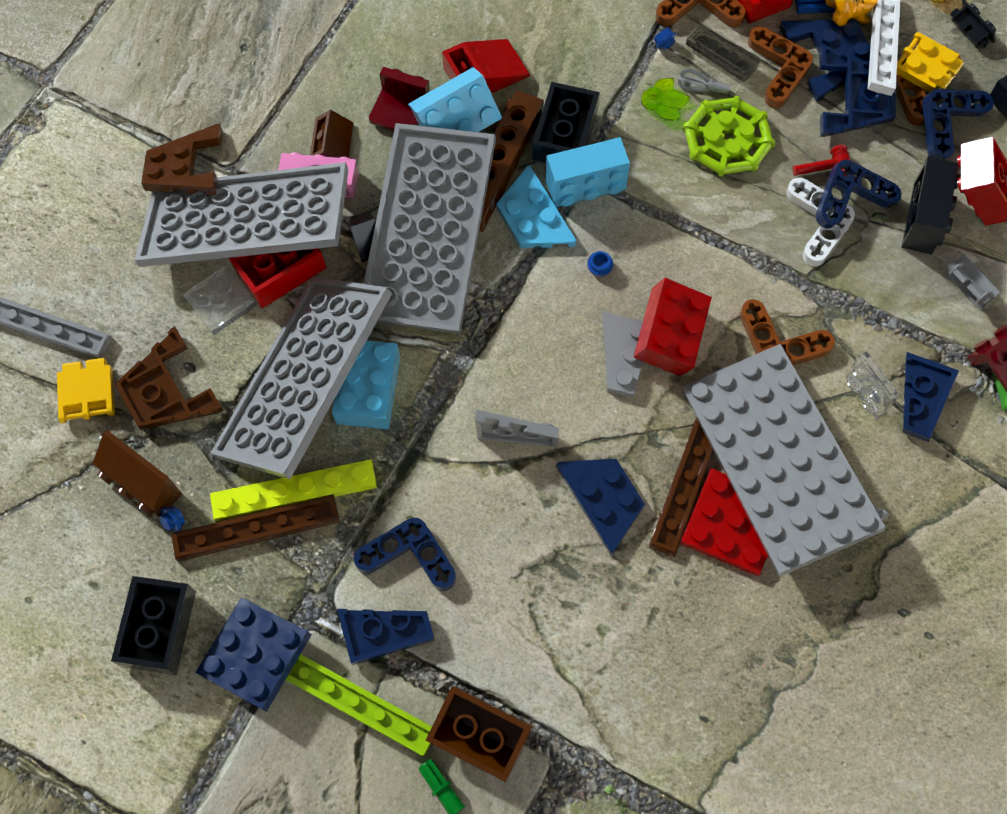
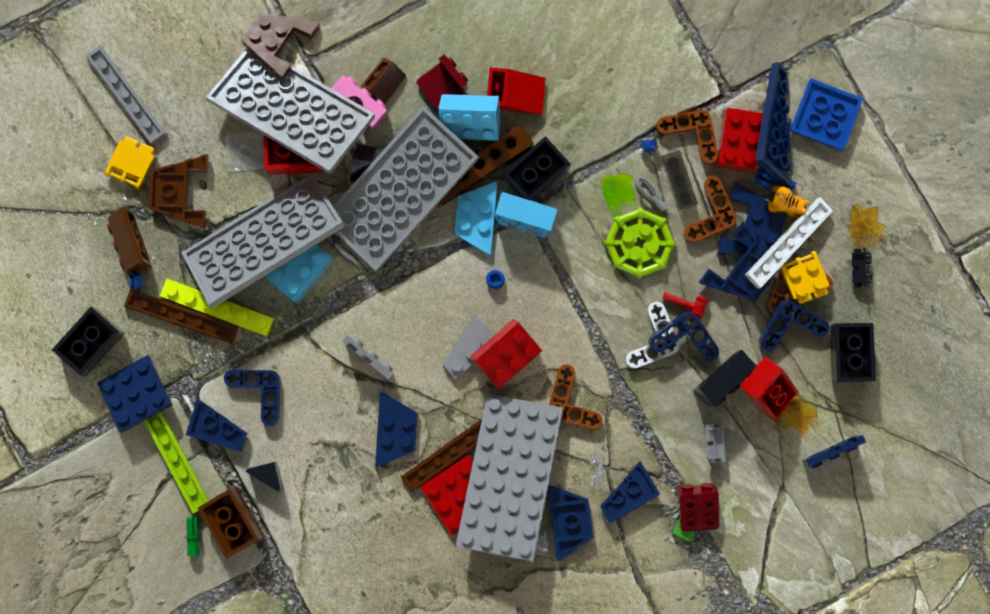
camera: 30 degrees right, 15 degrees up
(486, 645) = (268, 474): none -> black slope
(884, 469) = (569, 520): none -> dark blue wing

